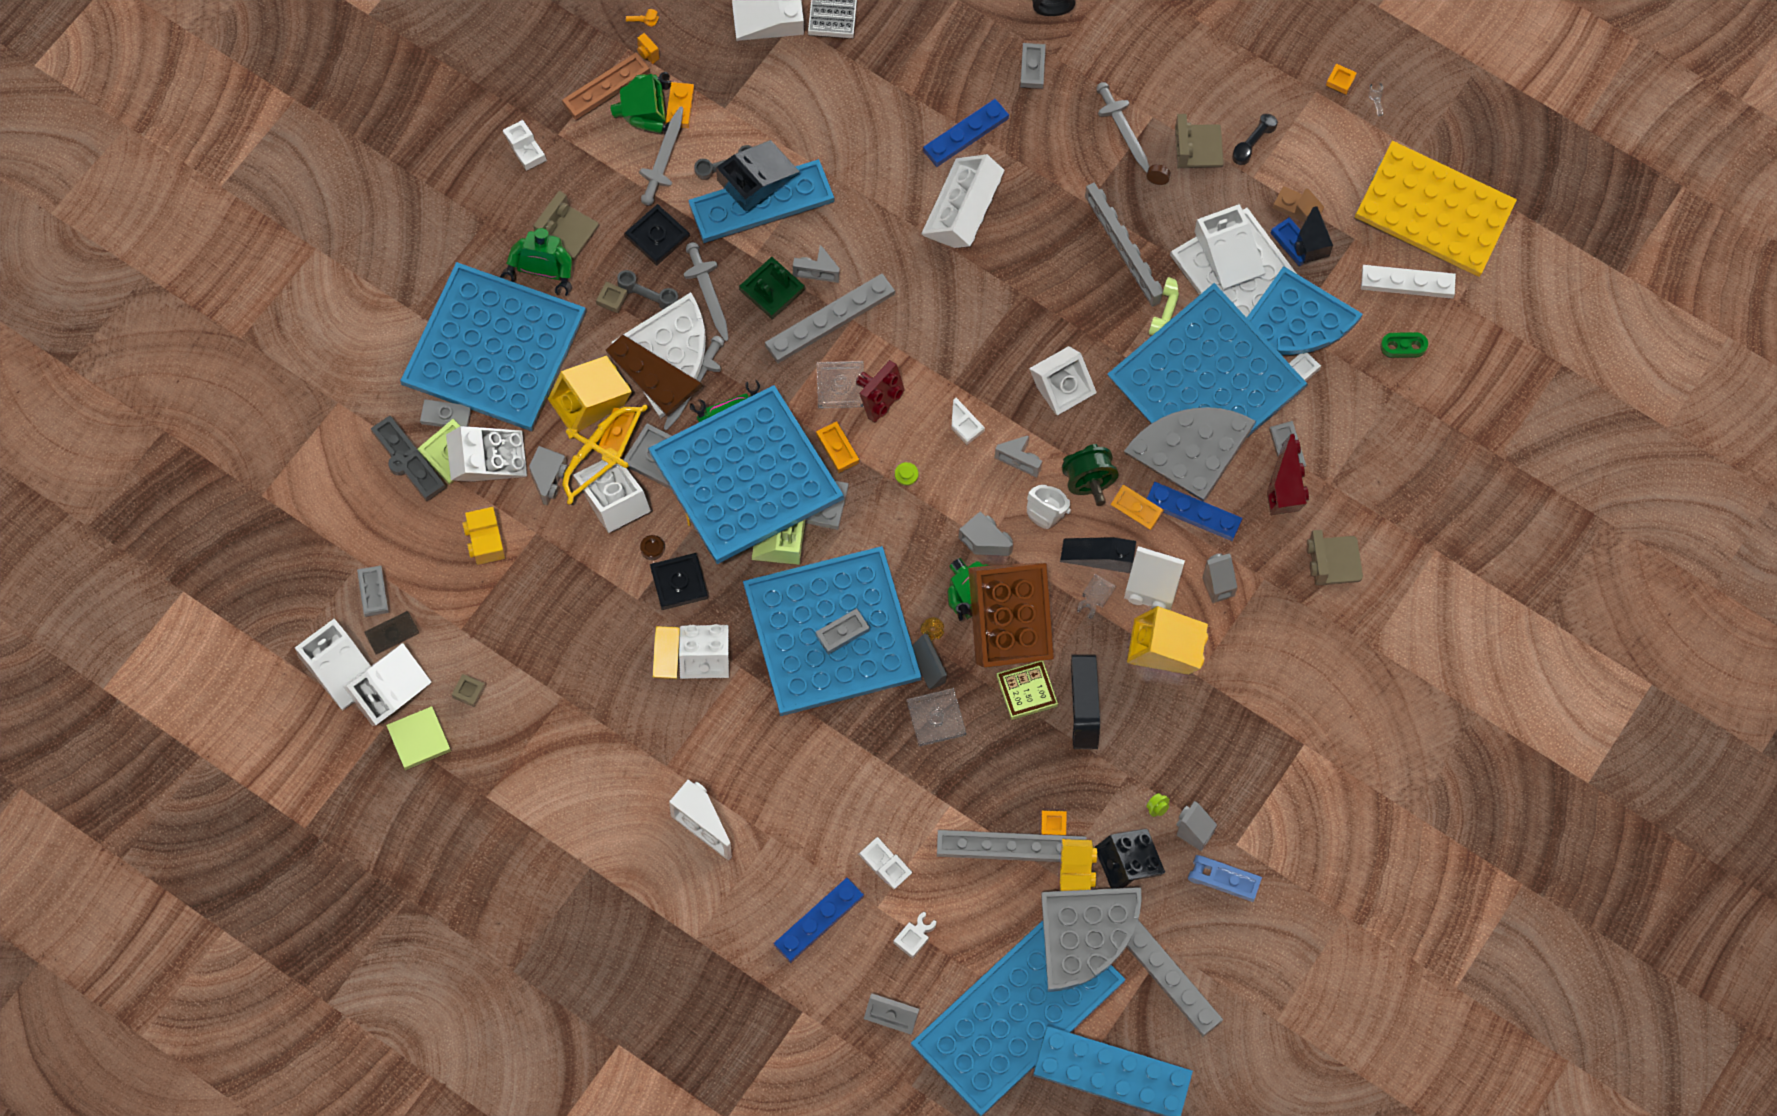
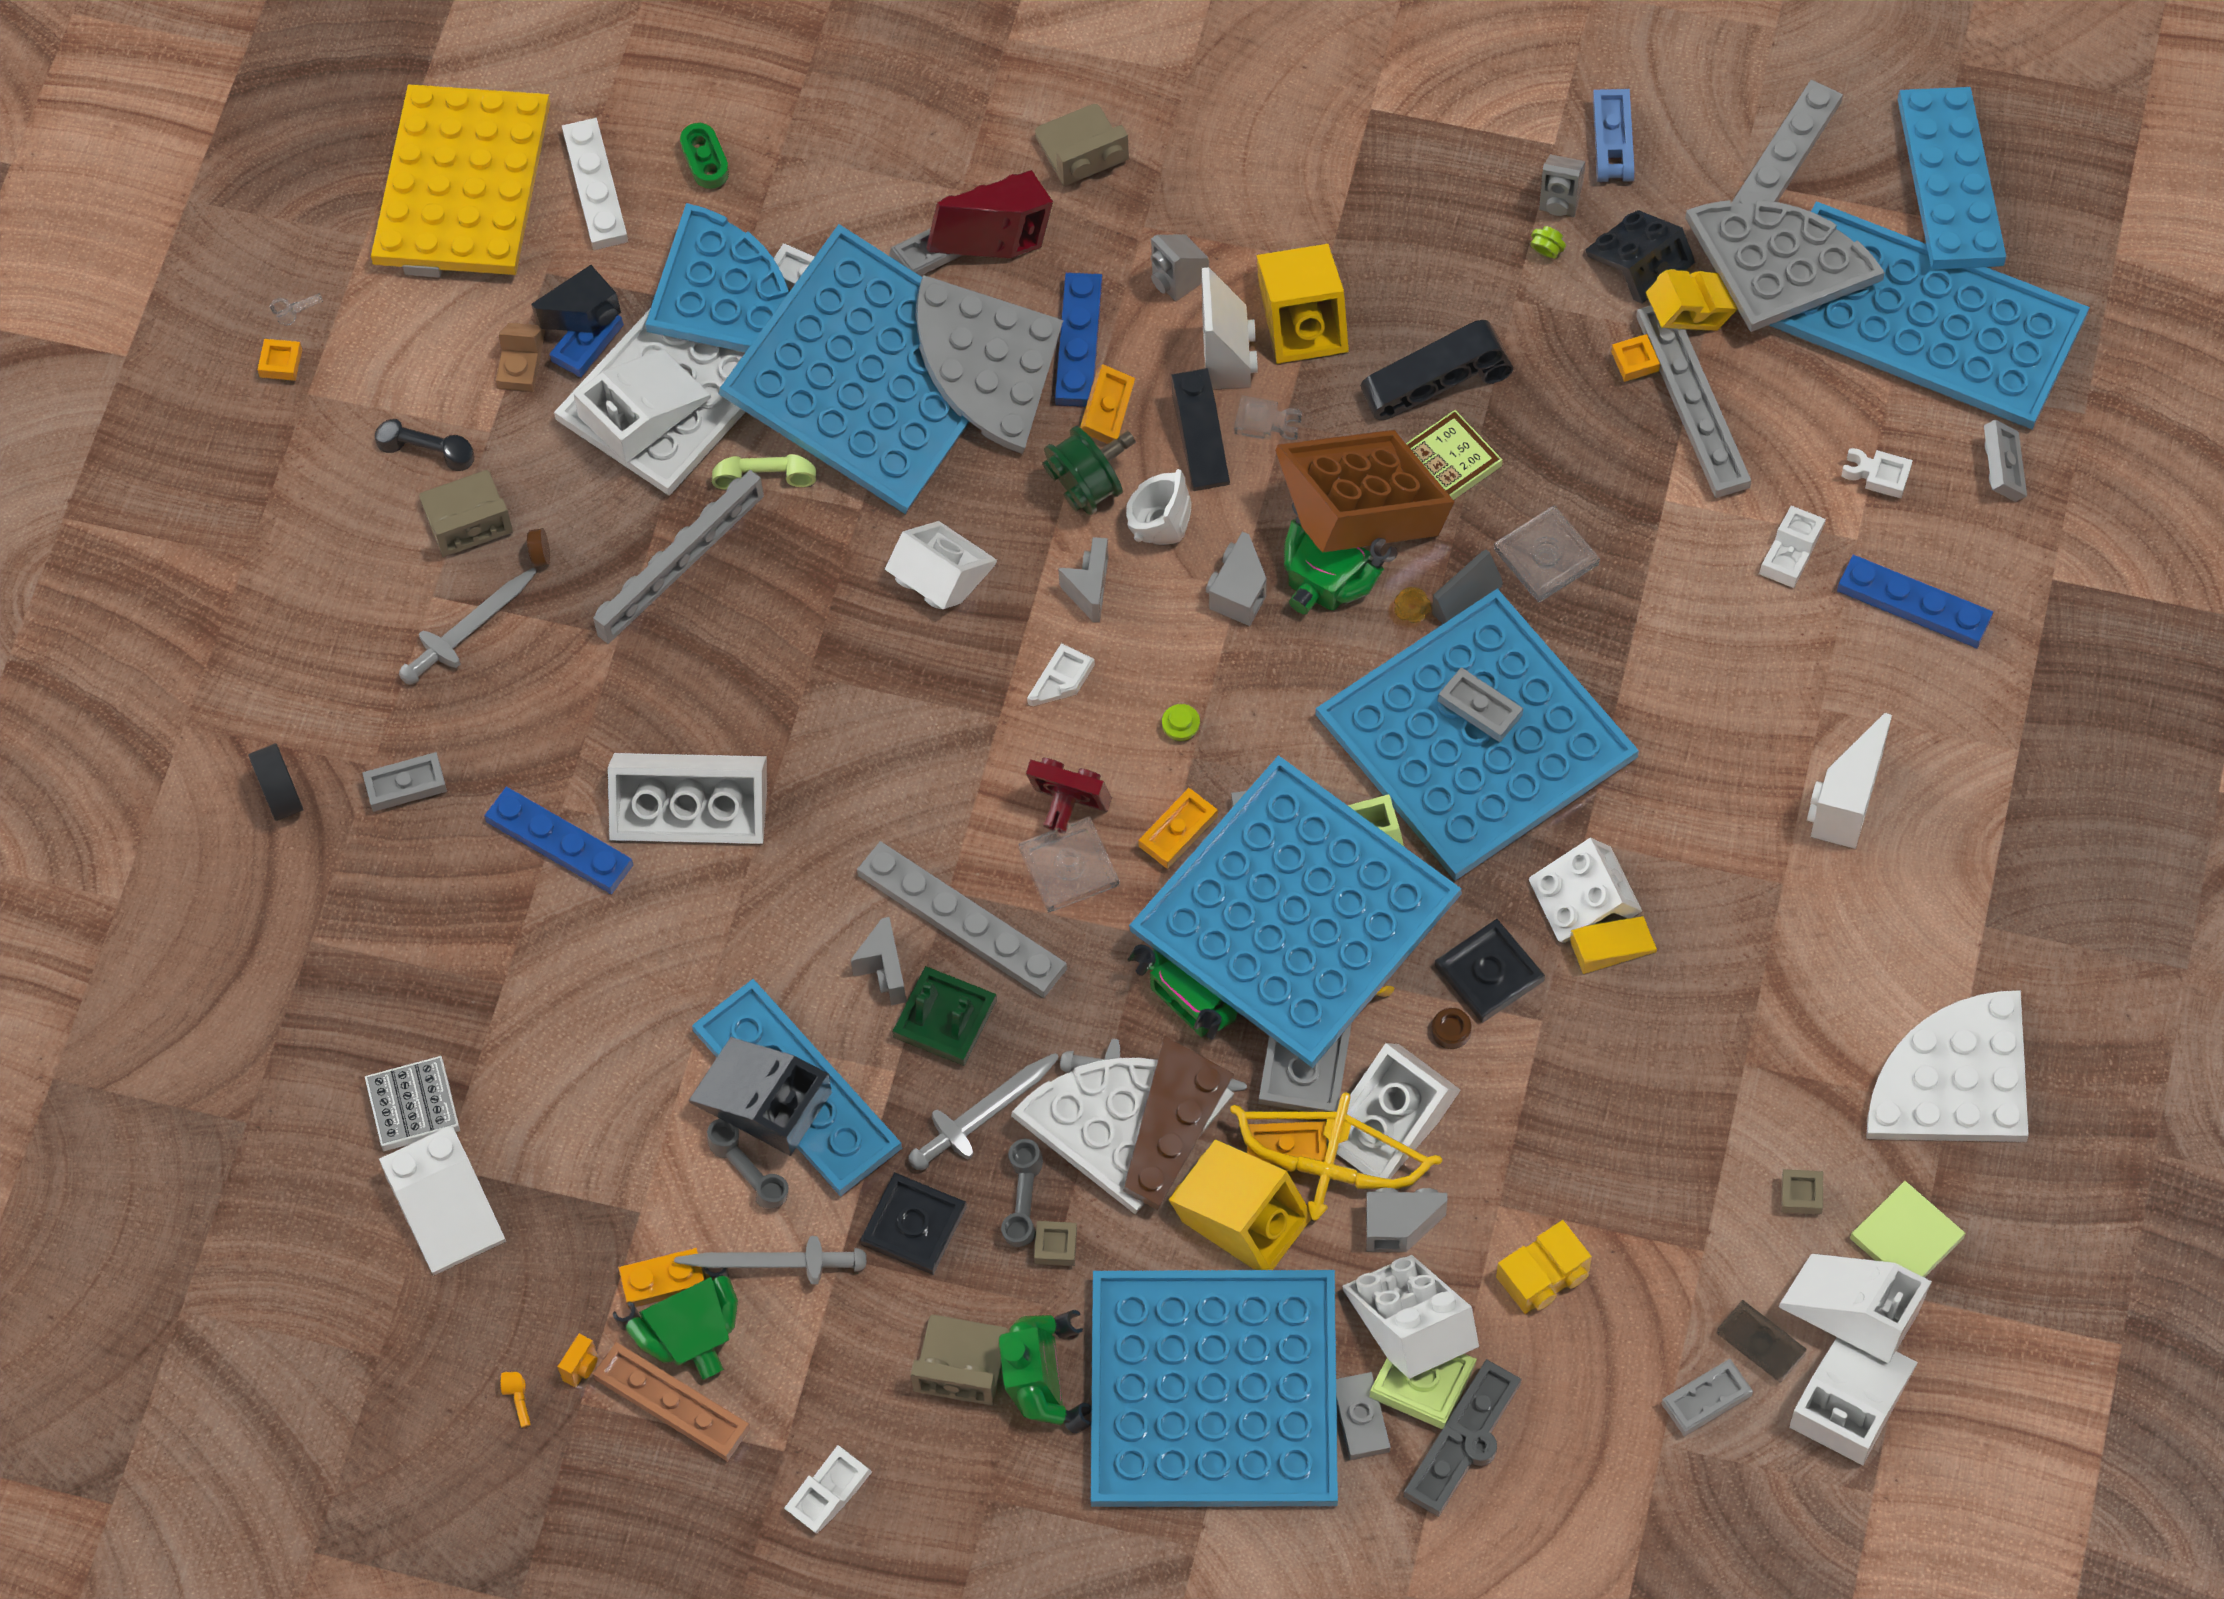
camera: 105 degrees left, 5 degrees down
(502, 808) = (1956, 1076): none -> white plate

